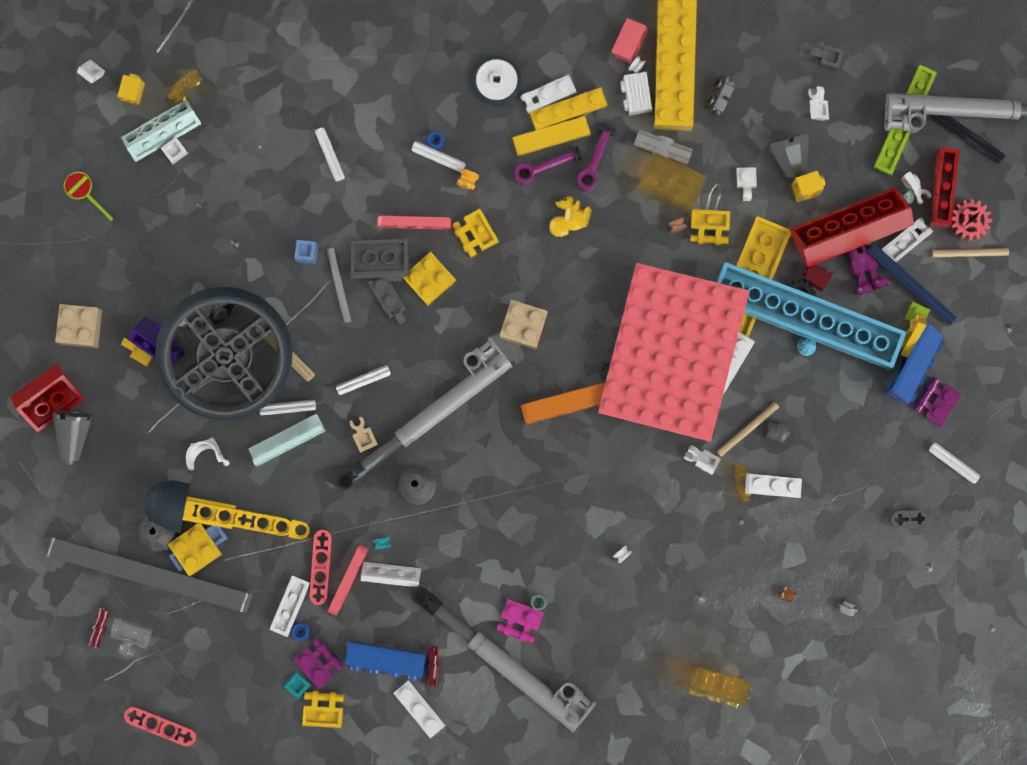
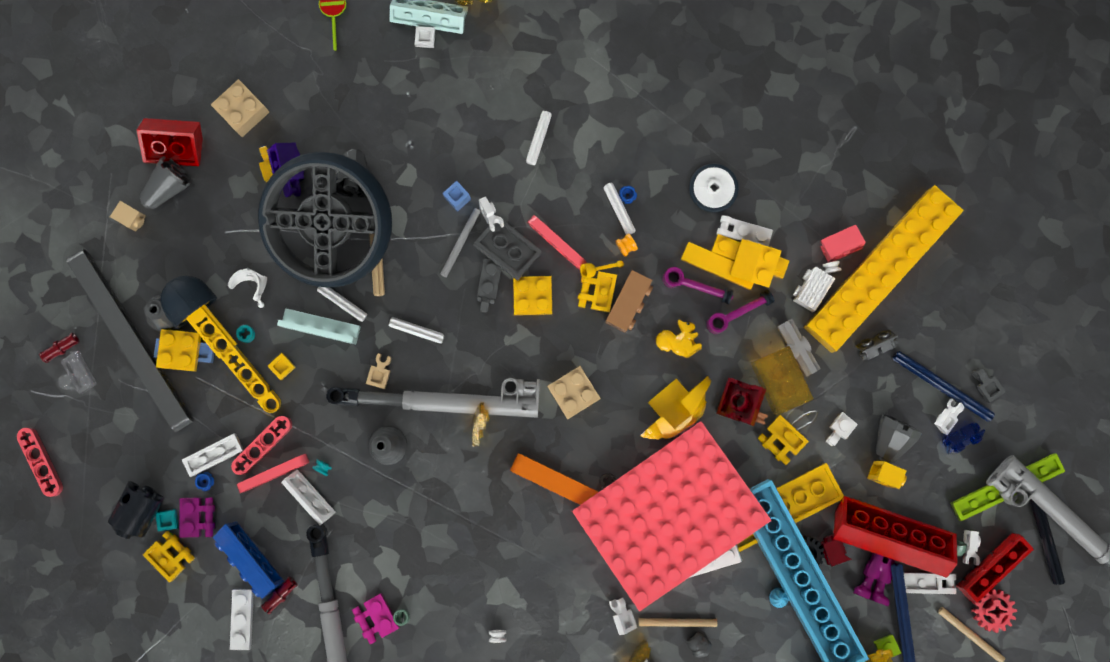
camera: 40 degrees right, 0 degrees up
(64, 482) = (128, 216): none -> tan brick
(239, 494) = (249, 338): none -> teal bush
(268, 696) = (135, 511): none -> black cylinder
(284, 495) = (281, 366): none -> yellow plate
(340, 243) = (488, 212): none -> white plate
(455, 223) = (589, 270): none -> yellow hinge
(472, 408) = (479, 424): none -> clear yellow slope
(507, 220) = (629, 302): none -> medium nougat brick
(576, 110) = (755, 263): none -> yellow slope
(611, 270) = (677, 409): none -> yellow animal
(665, 224) = (749, 410): none -> dark red brick
(793, 85) = (943, 386): none -> dark blue axle
(846, 103) = (970, 435): none -> clear blue hinge

